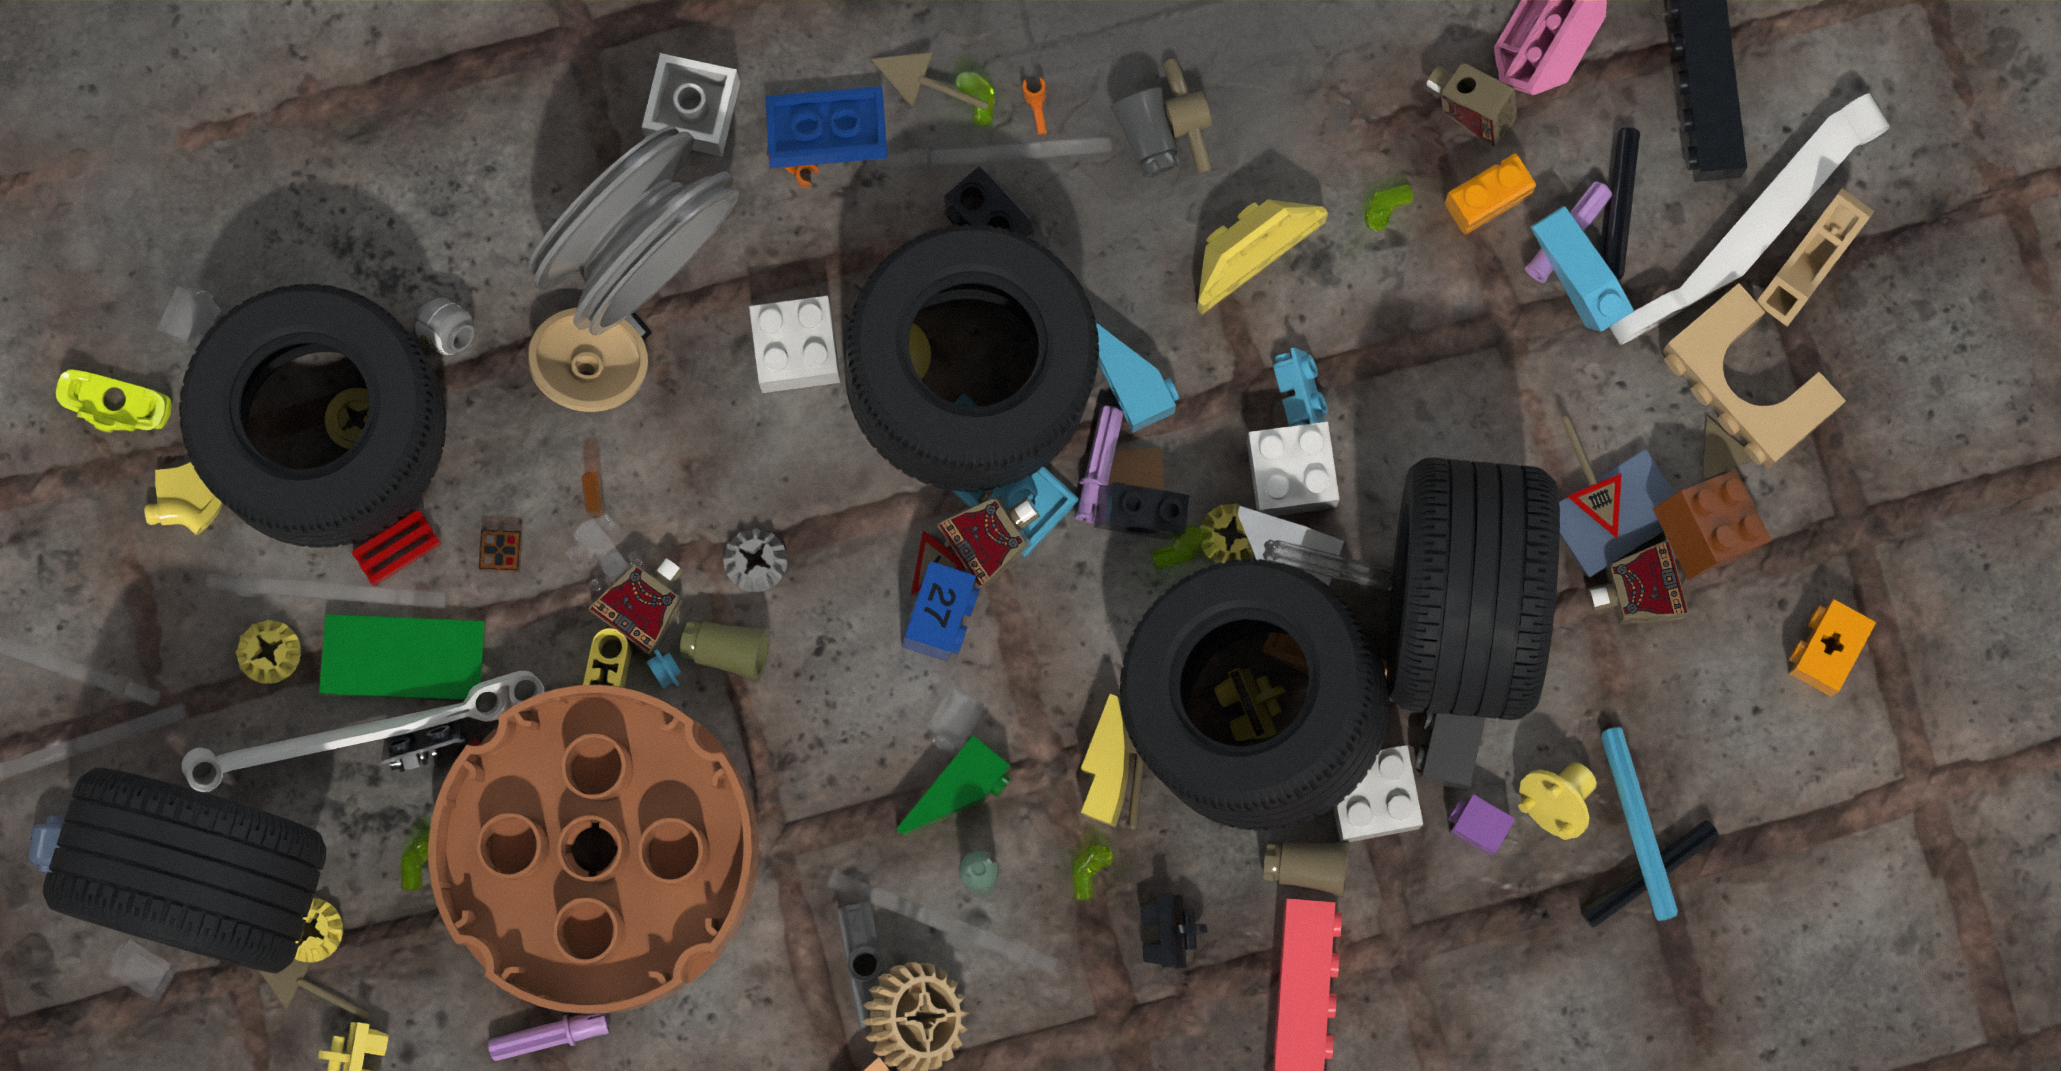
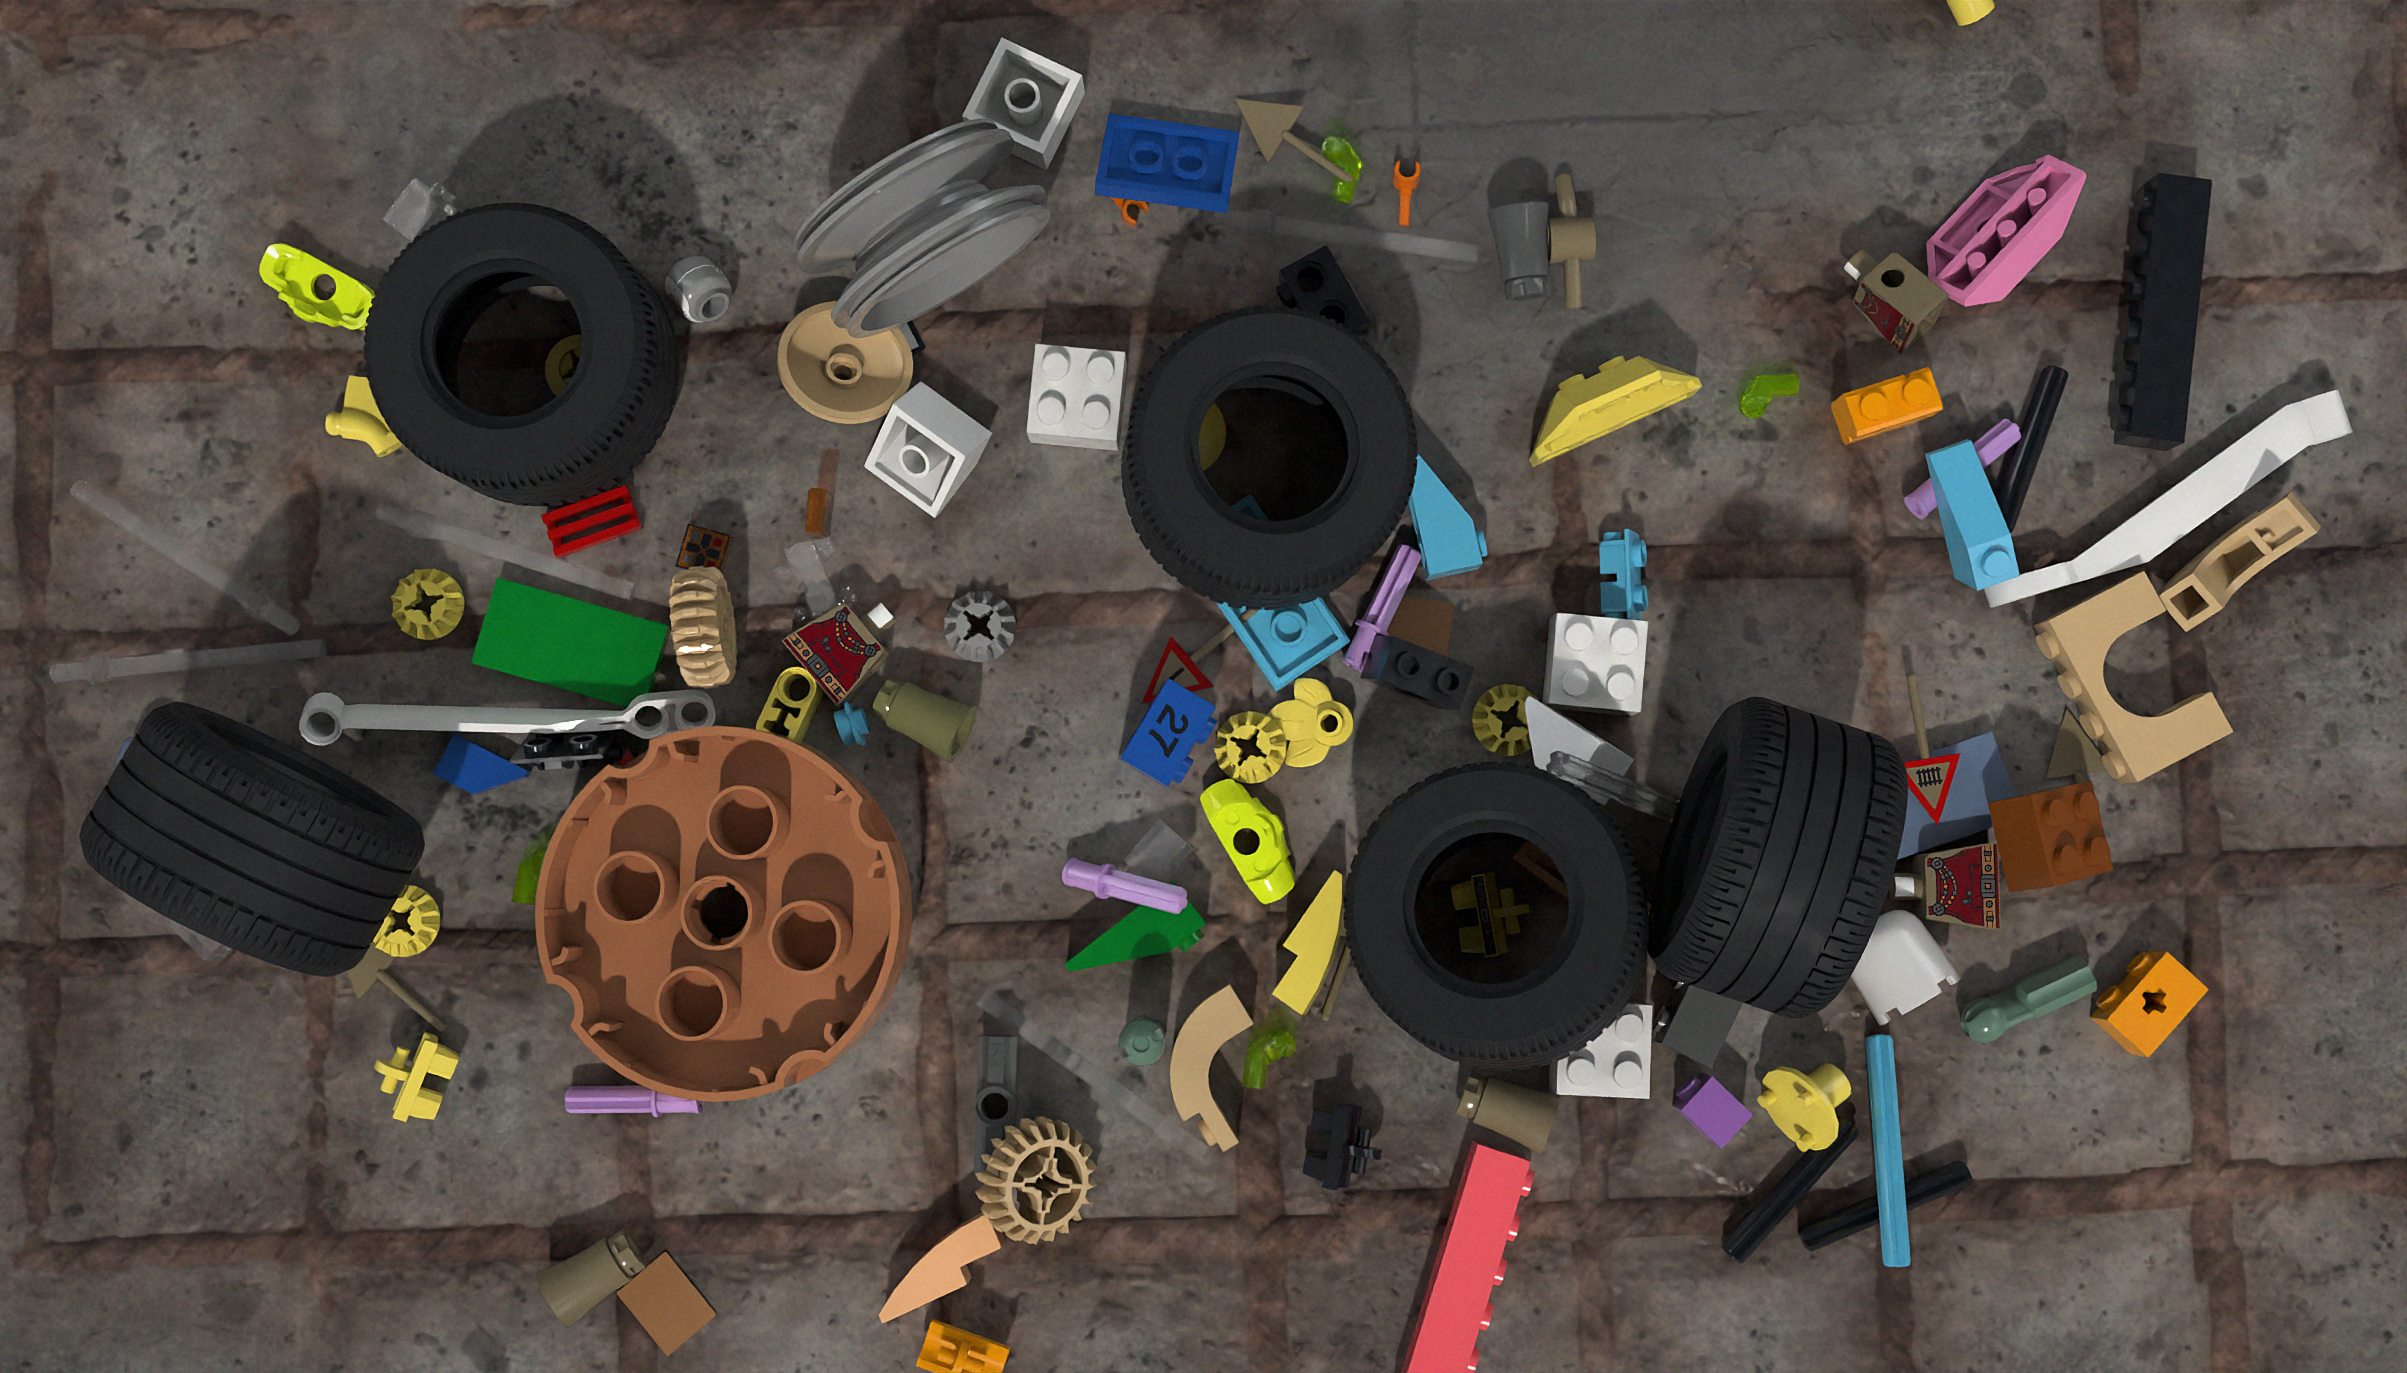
camera: 15 degrees right, 5 degrees up
(344, 782) = (476, 767): none -> blue tile
(518, 613) = (703, 627): none -> tan gear
(674, 418) = (927, 448): none -> white slope
(919, 750) = (1109, 882): none -> lavender axle
(990, 536) = (1242, 662): torso -> none
(1022, 626) = (1270, 741): none -> light yellow gear
(1031, 858) = (1200, 1037): none -> tan arch
(1053, 709) = (1267, 869): none -> neon yellow piece
(1055, 578) = (1304, 722): none -> light yellow plate
(1181, 549) = (1449, 724): clear neon green arm -> none
(1565, 880) = (1787, 1194): none -> black axle
(1607, 662) = (1901, 966): none -> white cylinder
(1733, 665) = (2028, 998): none -> sand green piece

